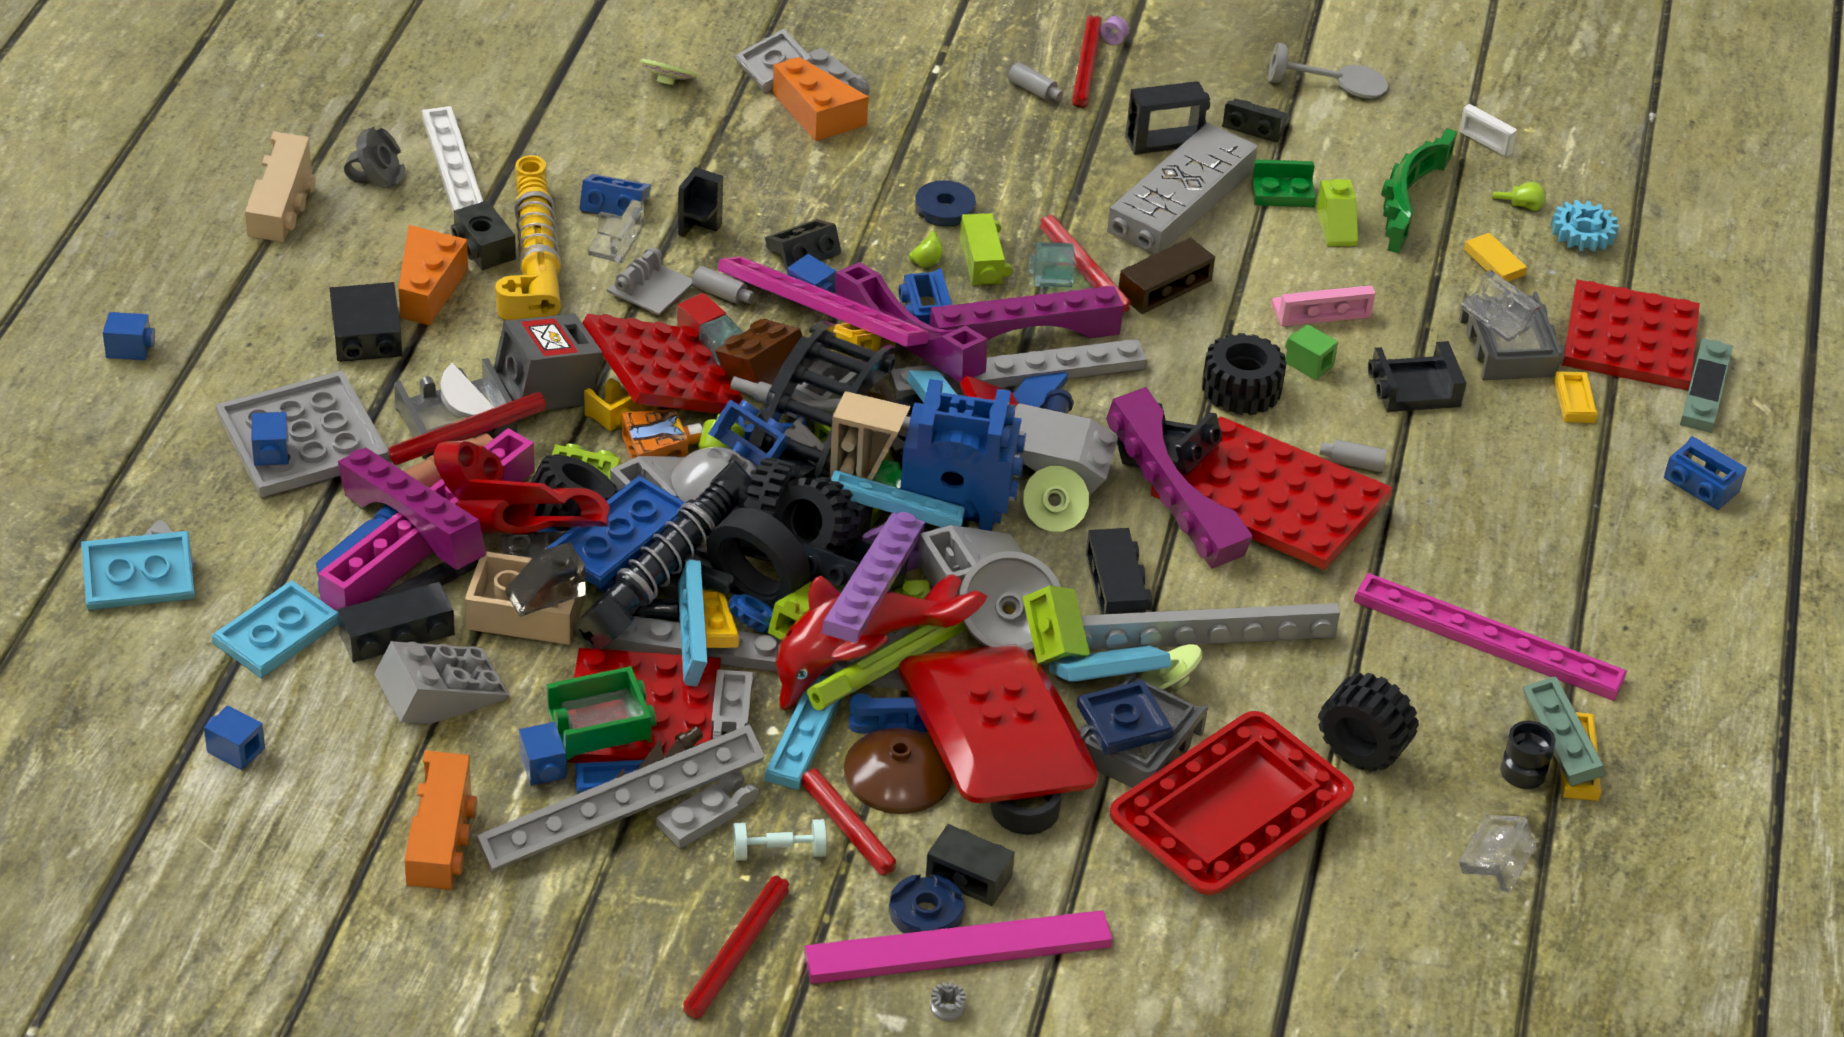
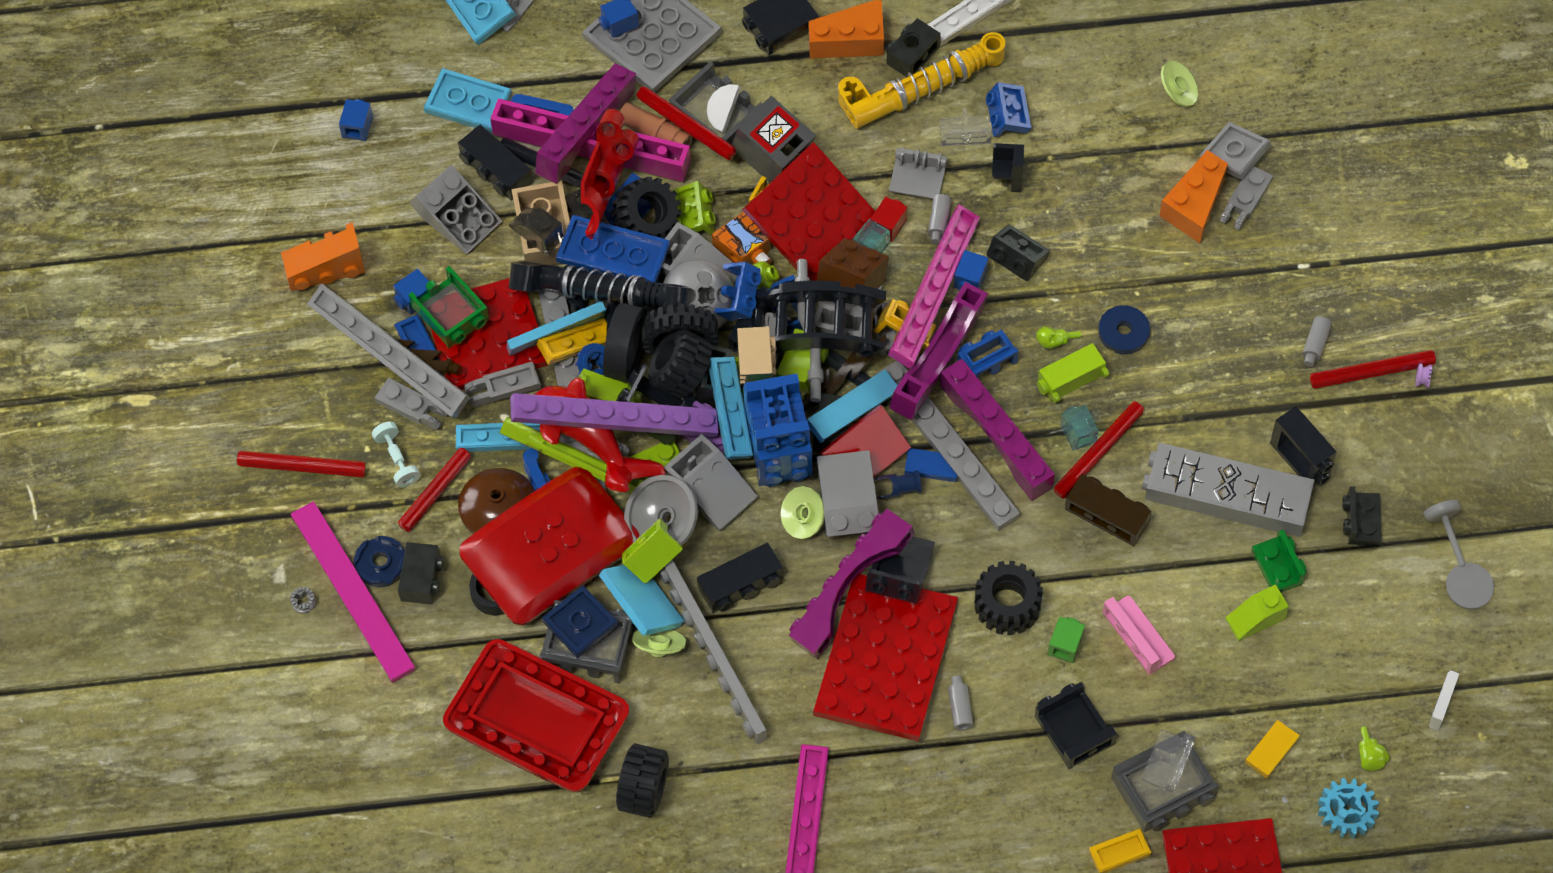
camera: 75 degrees right, 20 degrees up
(1403, 175) = (1335, 649): green piece -> none

